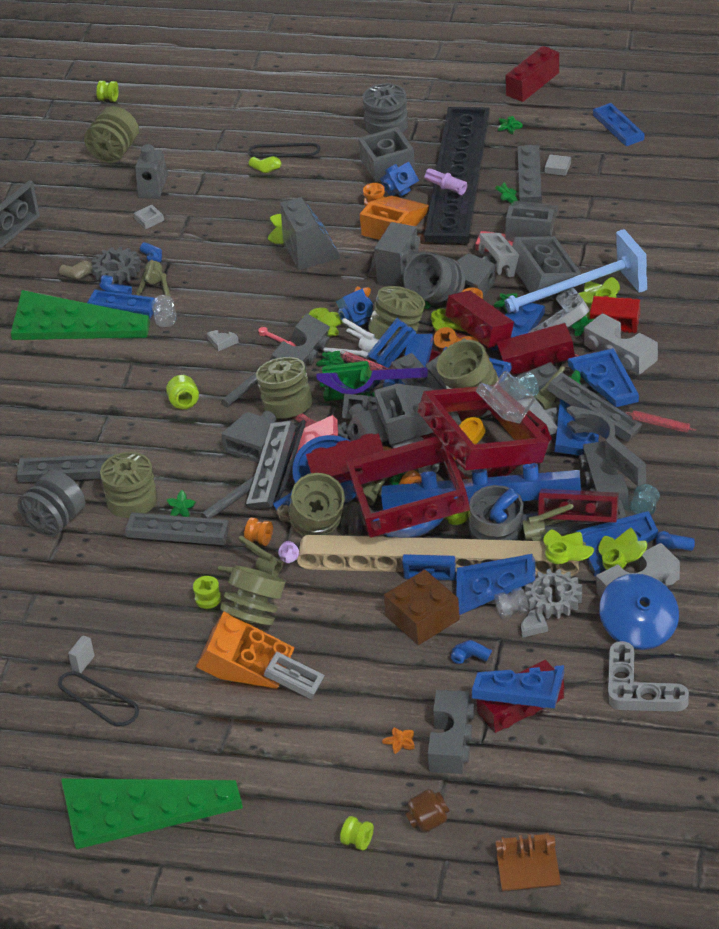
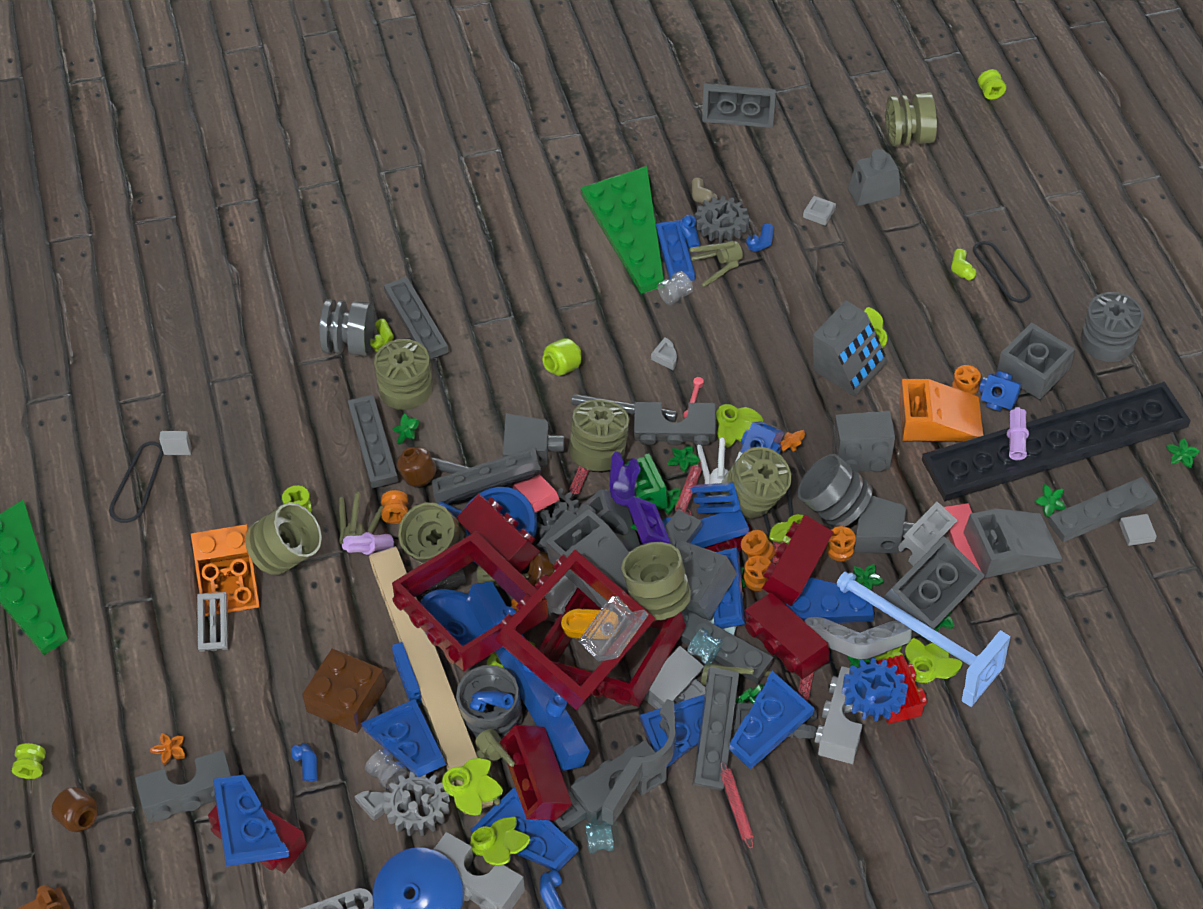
camera: 60 degrees right, 10 degrees up
(230, 503) = (416, 466): none -> reddish brown head
(620, 311) = (874, 689): none -> blue gear

